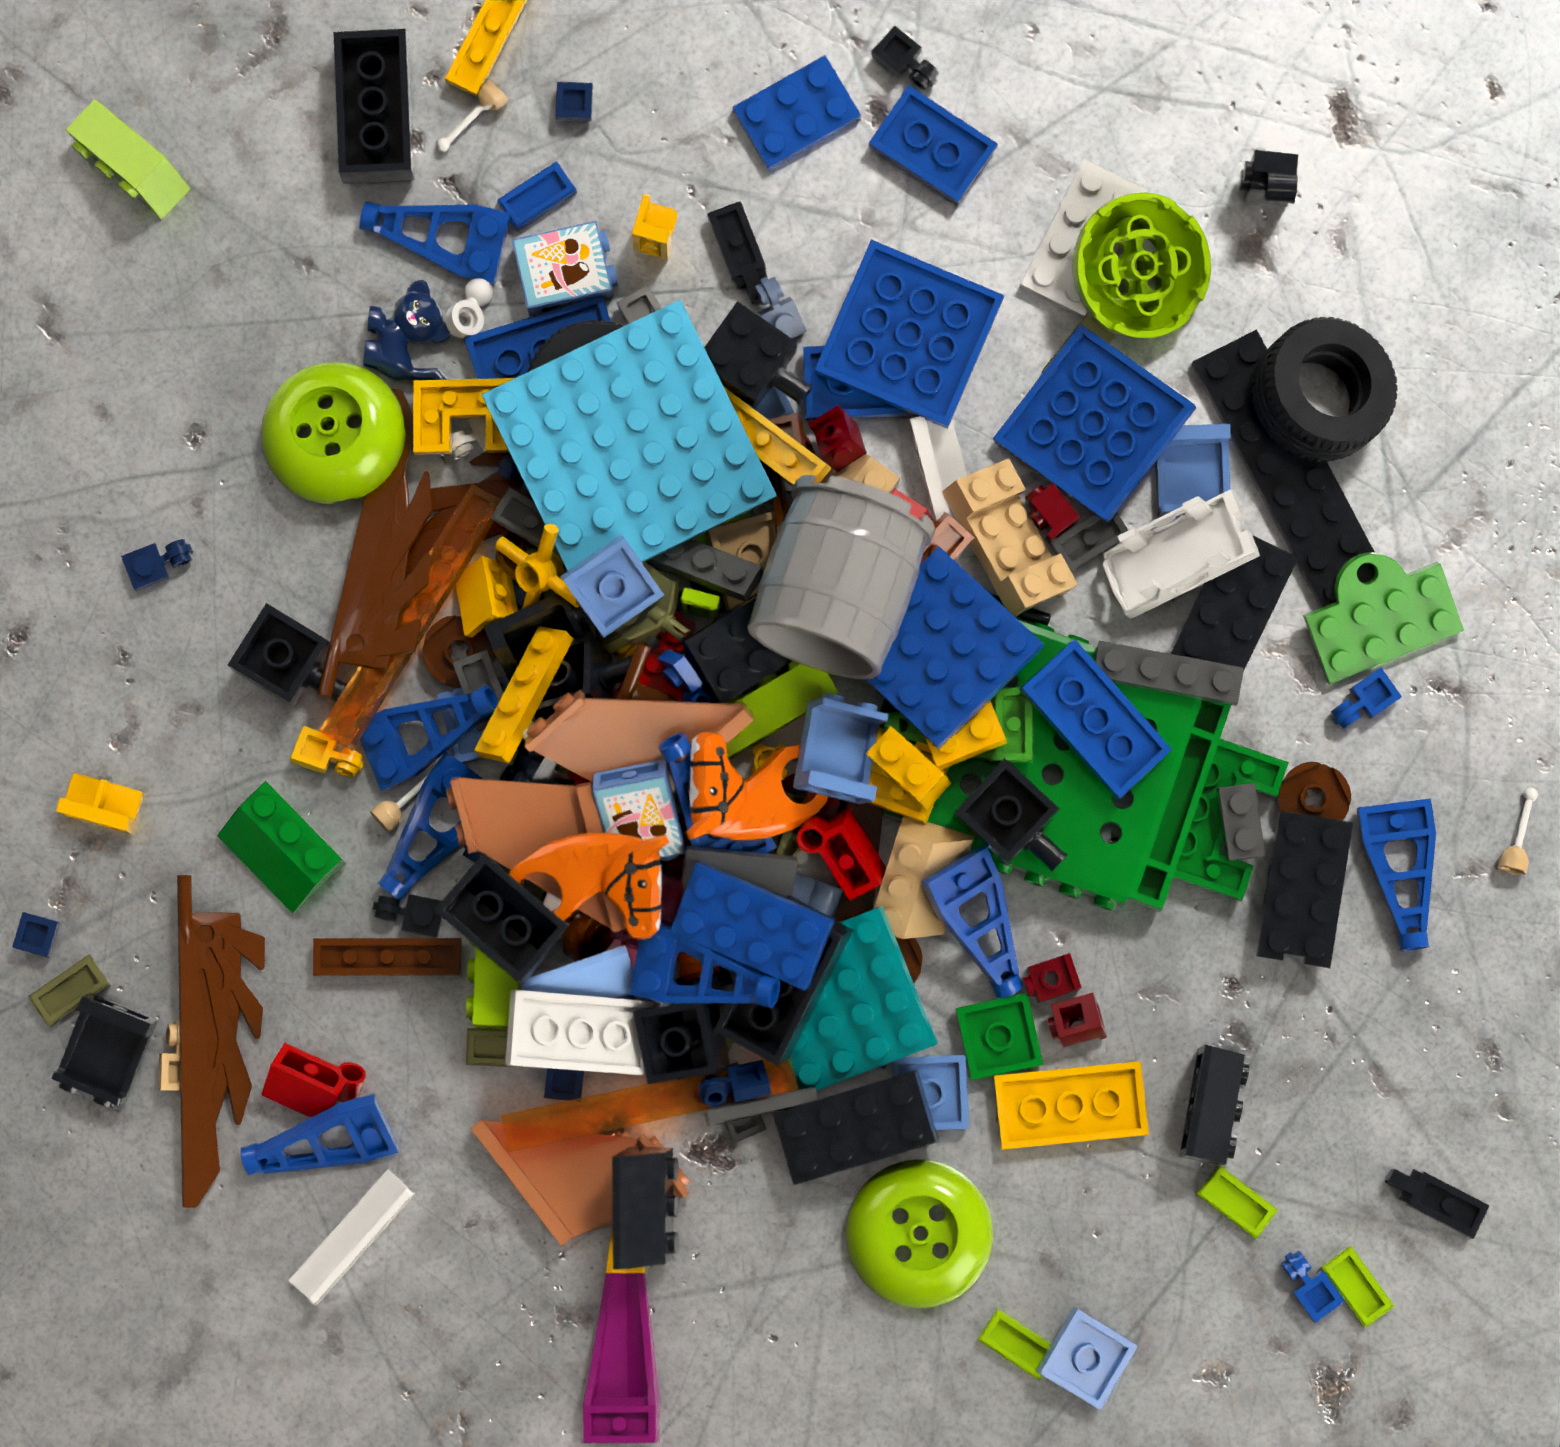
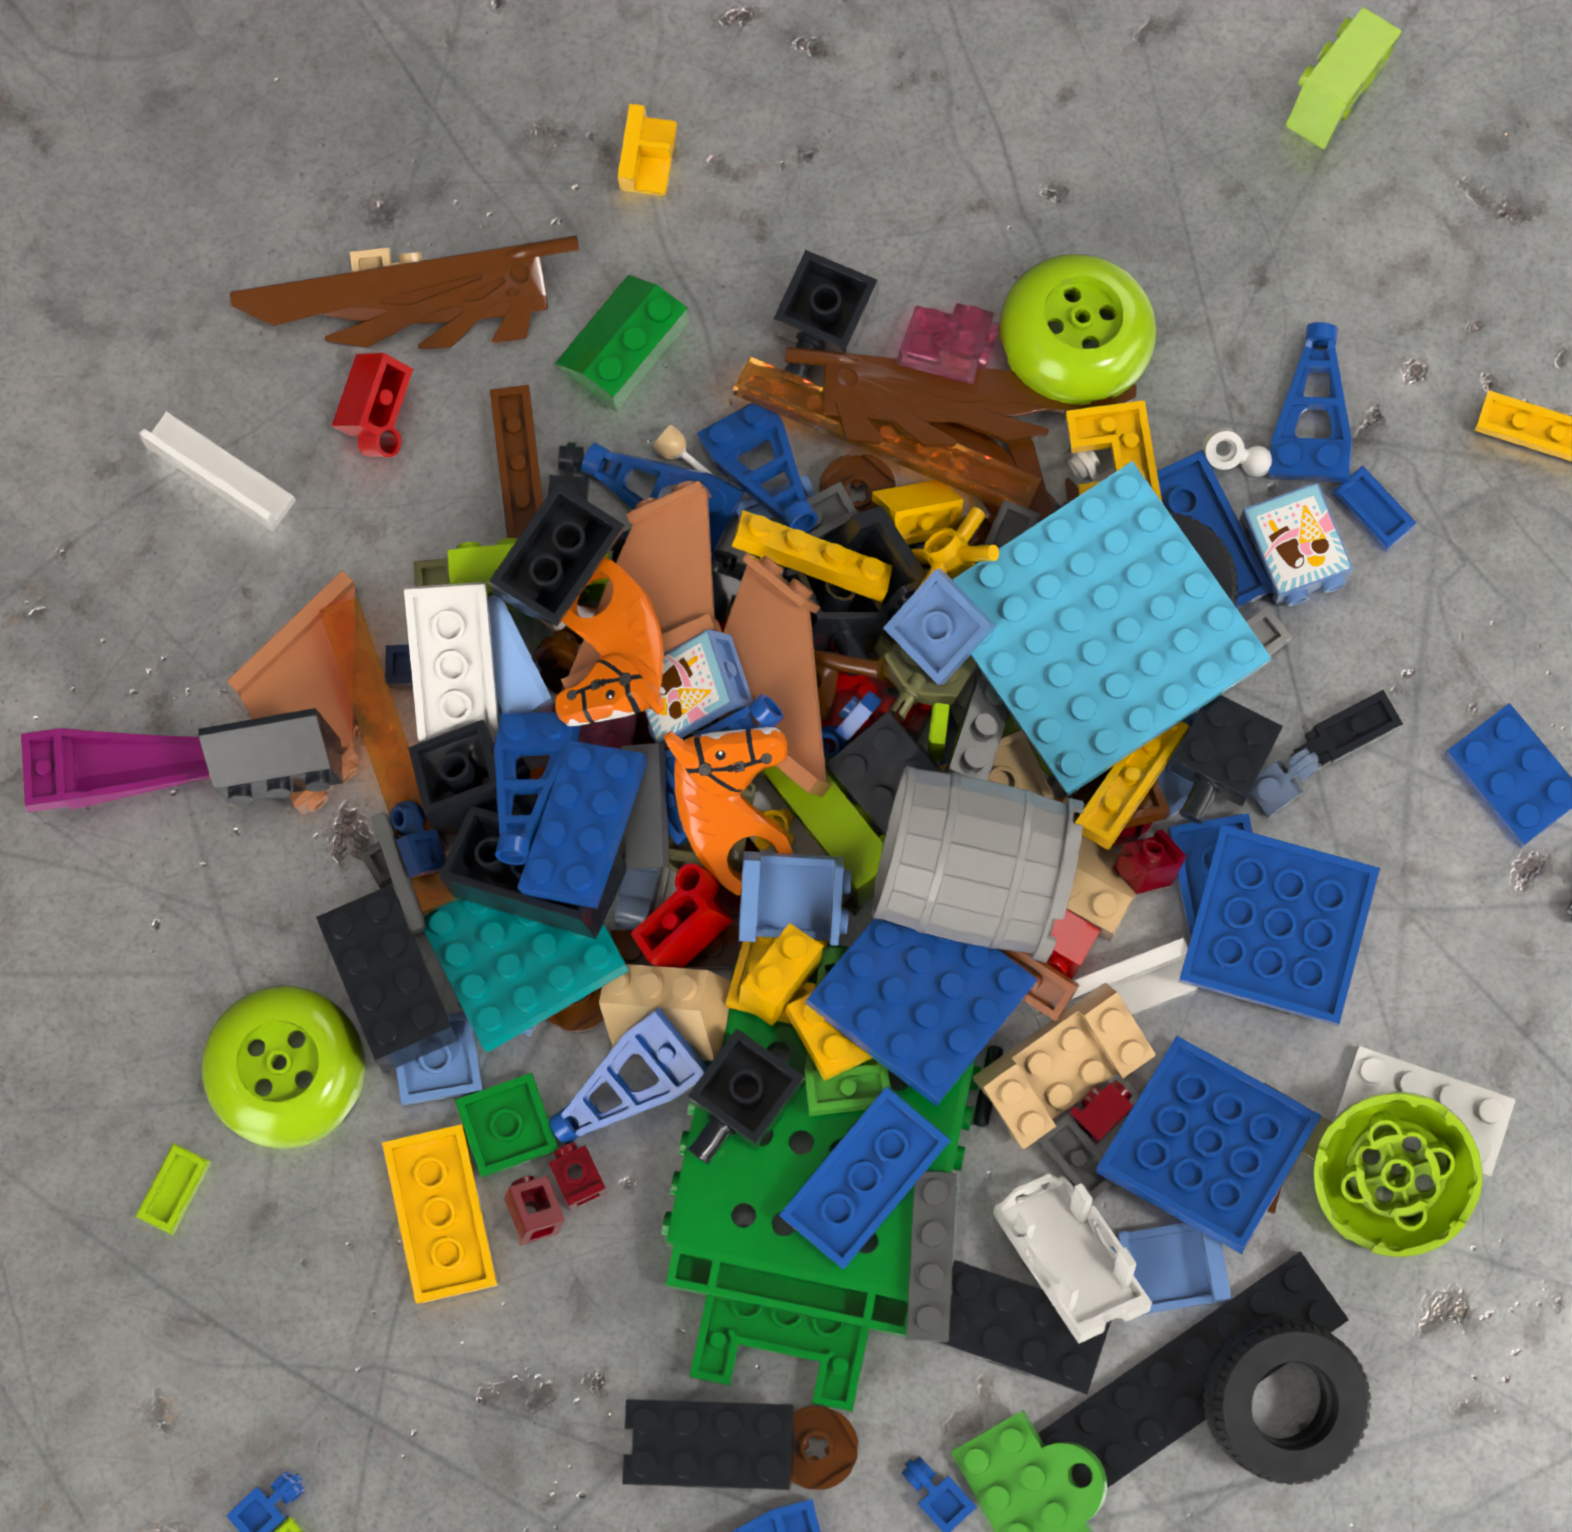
camera: 90 degrees right, 5 degrees down
(36, 934) = (500, 108): dark blue plate -> none
(65, 991) = (447, 151): olive tile -> none
(104, 1050) = (386, 192): black panel -> none
(148, 567) = (908, 164): dark blue plate -> none
(316, 752) = (727, 361): yellow plate -> none
(330, 548) = (949, 342): none -> clear pink plate
(363, 1121) = (340, 455): blue plate -> none
(373, 106) = (1443, 318): black brick -> none
(414, 320) = (1214, 396): dark blue animal -> none
(489, 99) = (1474, 442): hinge -> none
(574, 101) = (1486, 532): dark blue plate -> none
(654, 229) = (1355, 630): yellow panel -> none
(933, 144) = (1503, 928): blue plate -> none
(1086, 1358) = (162, 1263): medium blue plate -> none
(1213, 1105) = (453, 1371): black slope -> none
(1237, 1202) = (353, 1414): lime tile -> none
(1240, 822) = (775, 1362): dark grey plate -> none
(1270, 178) = (1524, 1310): black hinge -> none

